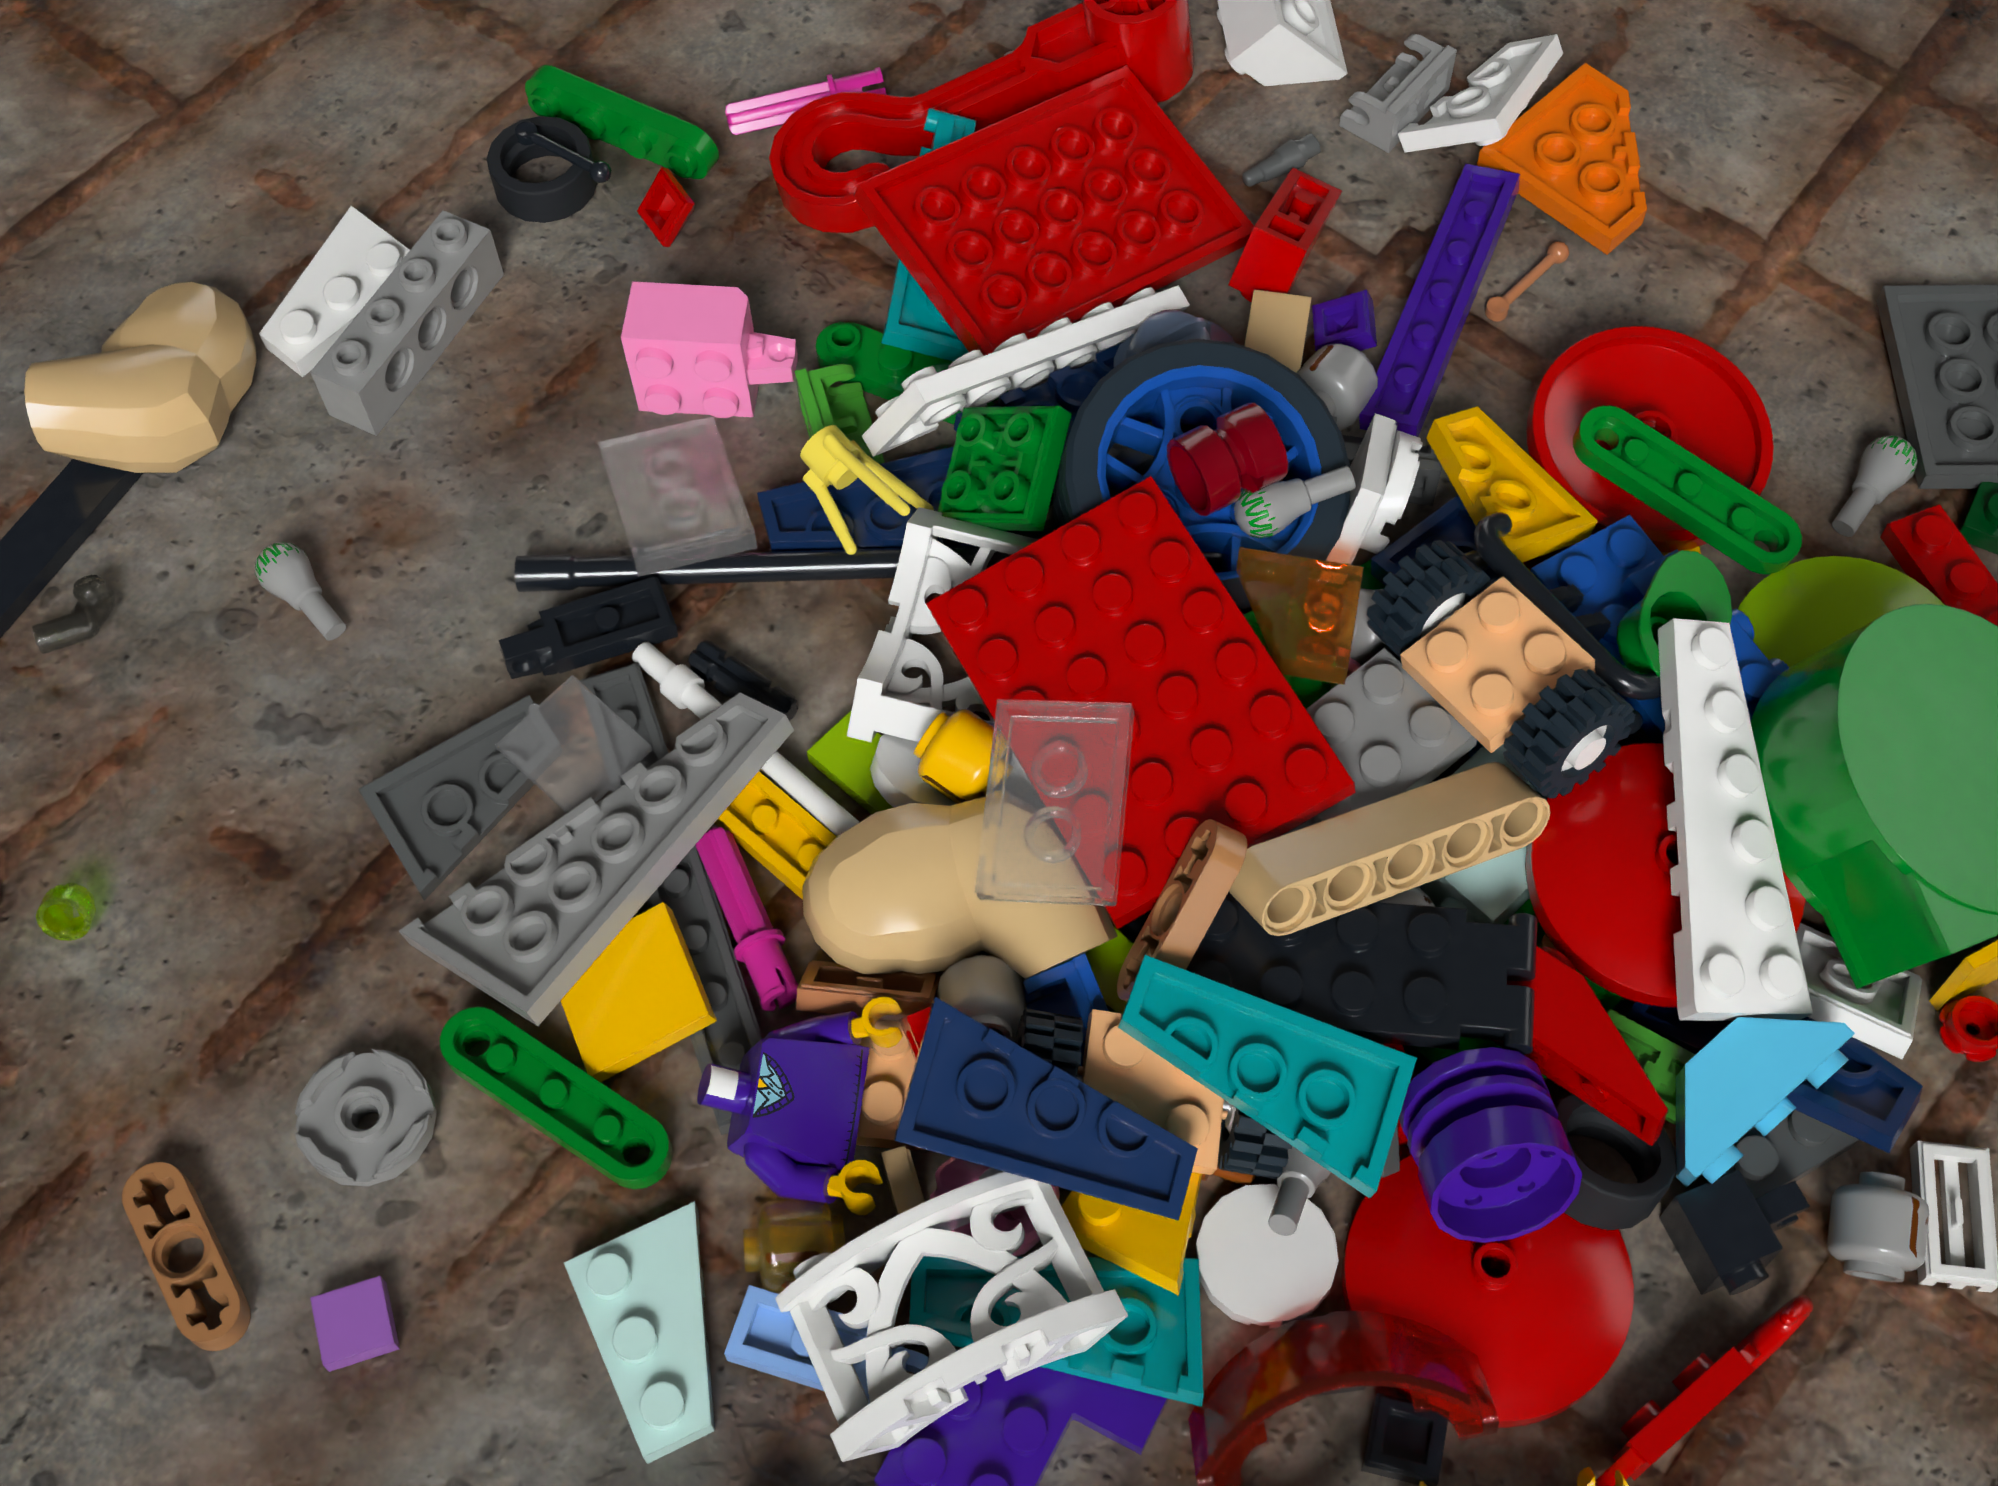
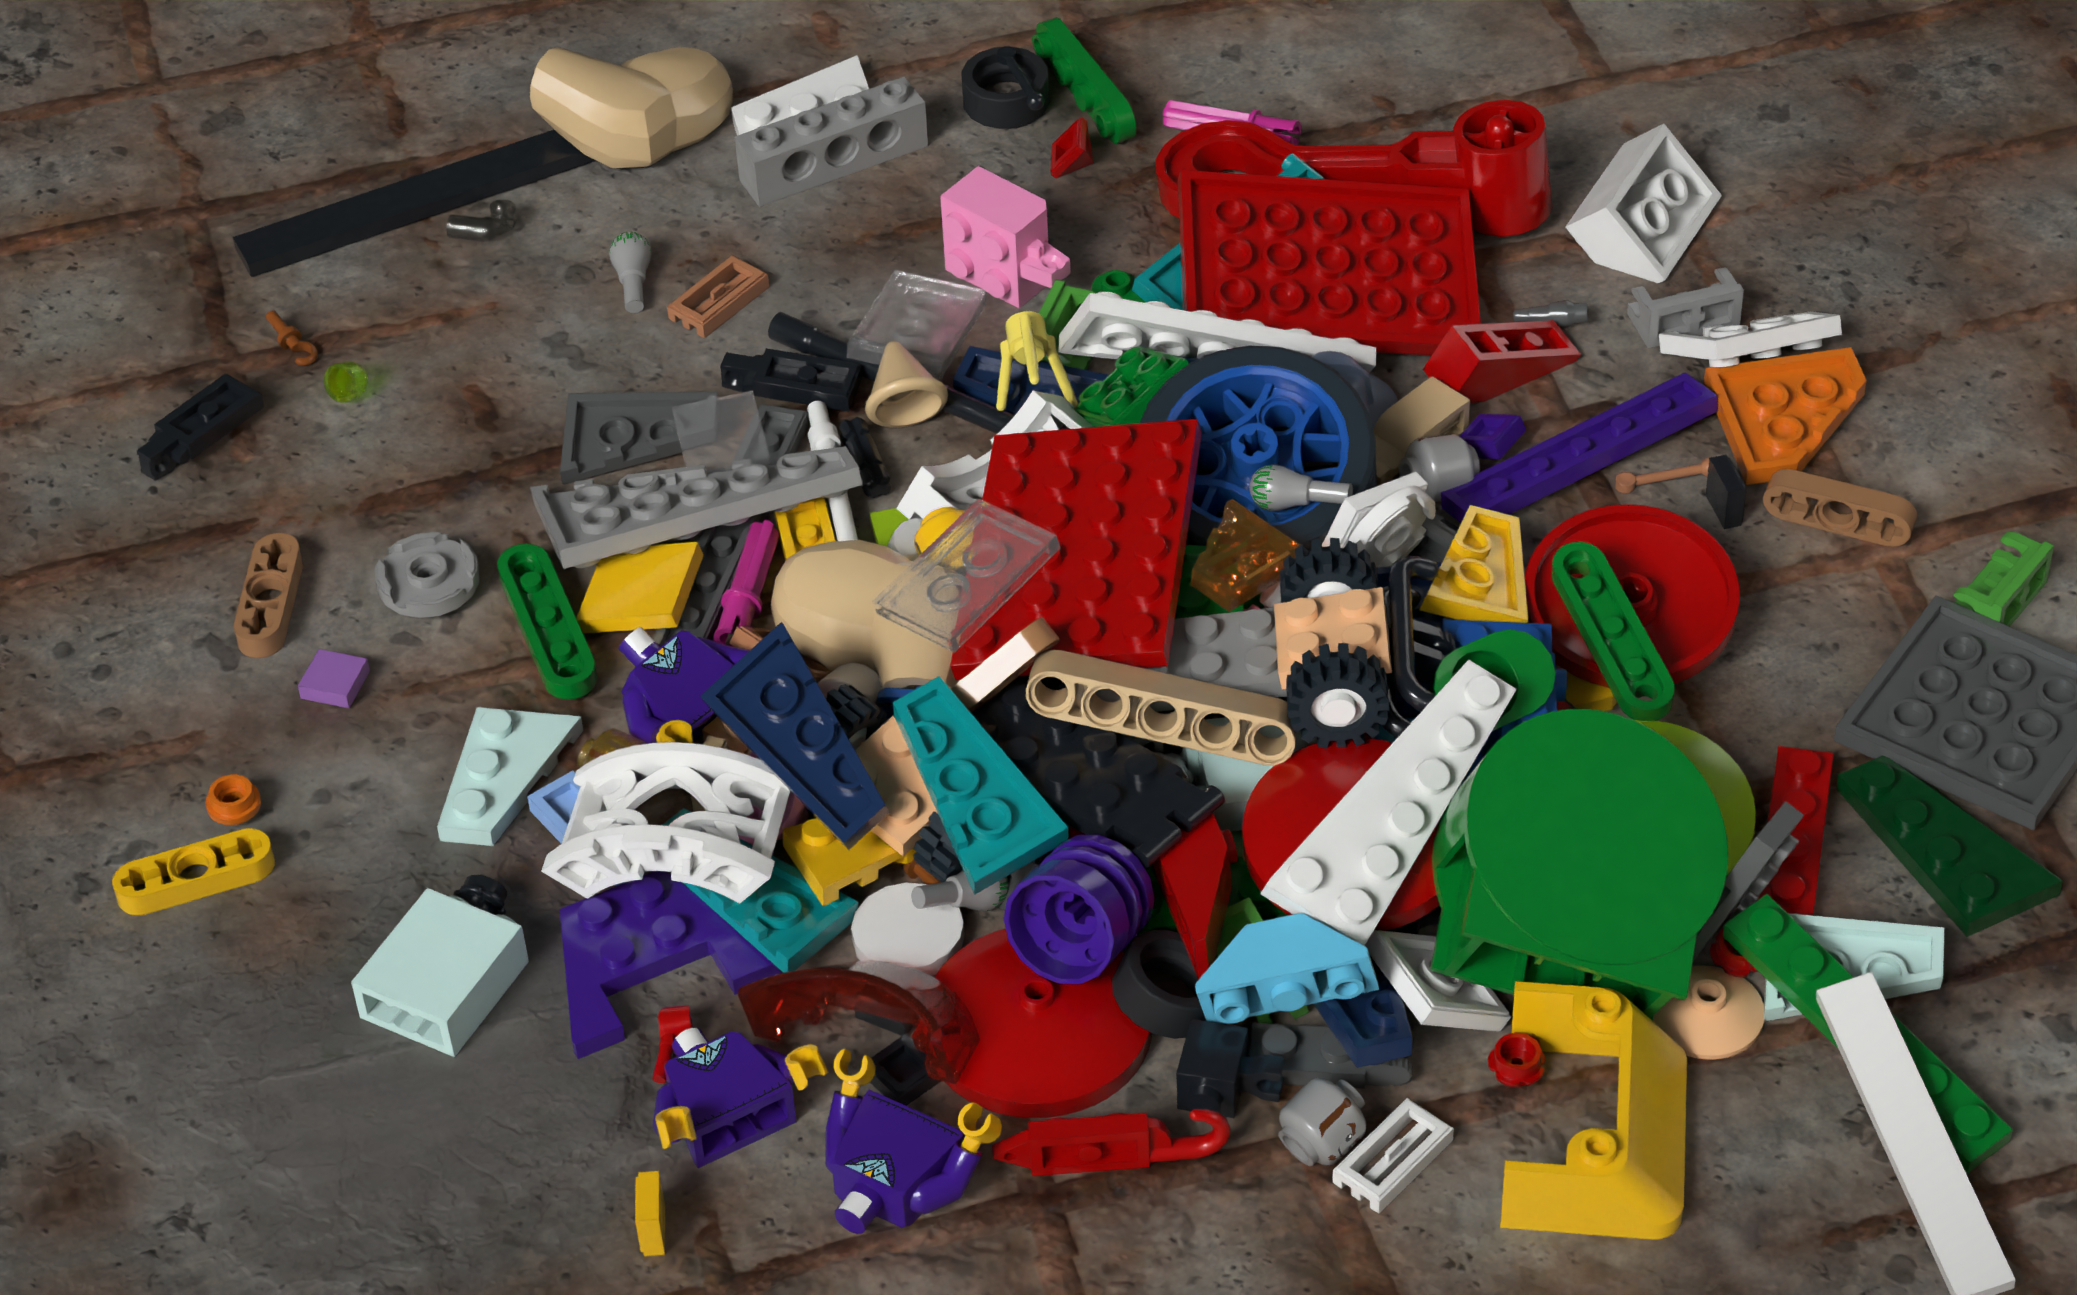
camera: 35 degrees right, 15 degrees down
(414, 609) = (724, 299): none -> nougat tile
(733, 581) = (903, 390): none -> tan hat
(1220, 462) = (1256, 431): dark red wheel -> none
(1608, 273) = (1725, 491): none -> black tile
(1687, 244) = (1872, 528): none -> medium nougat beam
(1882, 469) = (1811, 713): light grey piece -> none
(1919, 239) = (2008, 581): none -> bright green hinge

